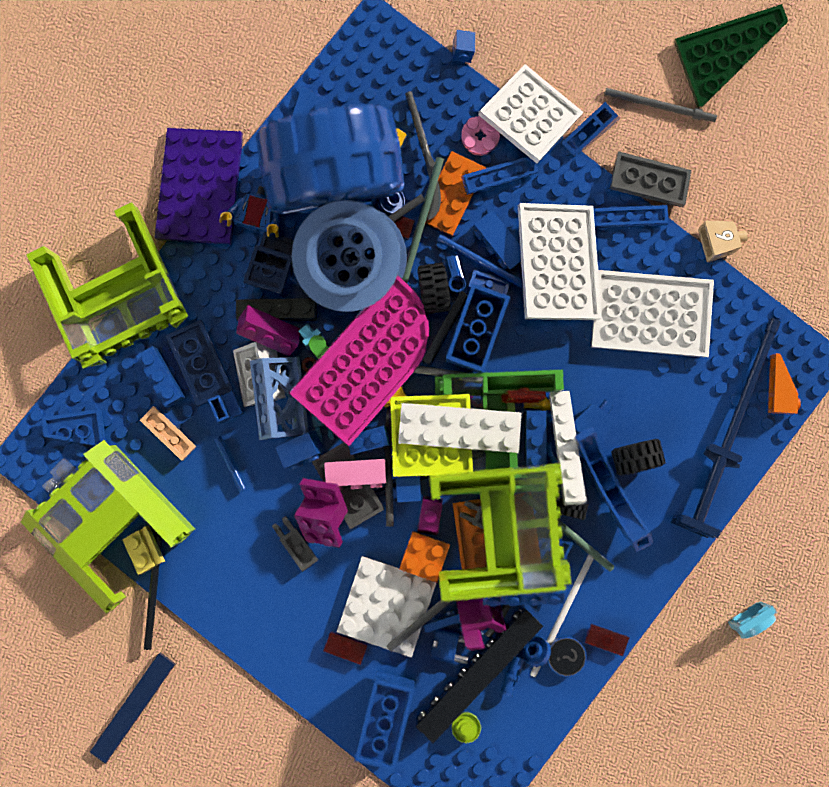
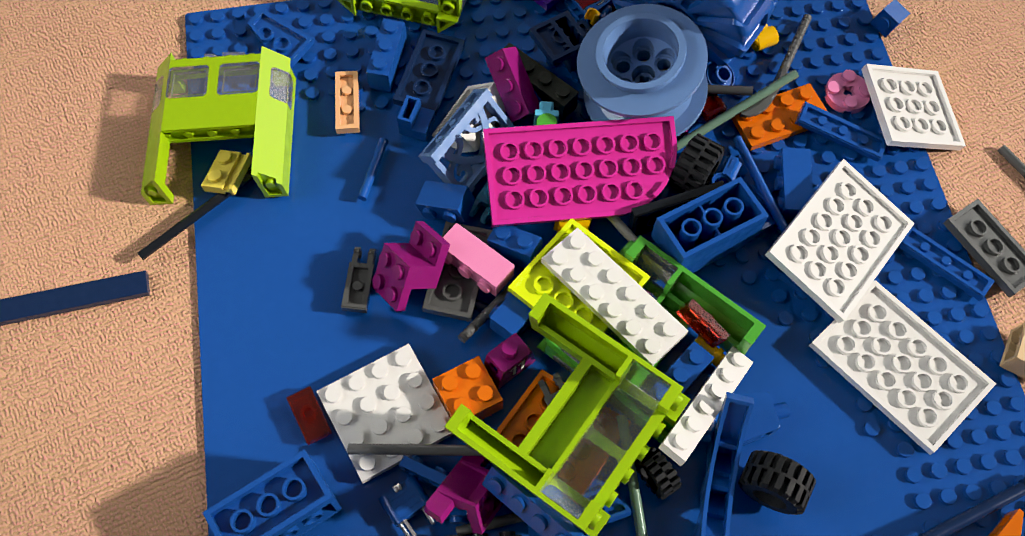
camera: 40 degrees right, 20 degrees down
(591, 129) = (966, 163): blue slope -> none

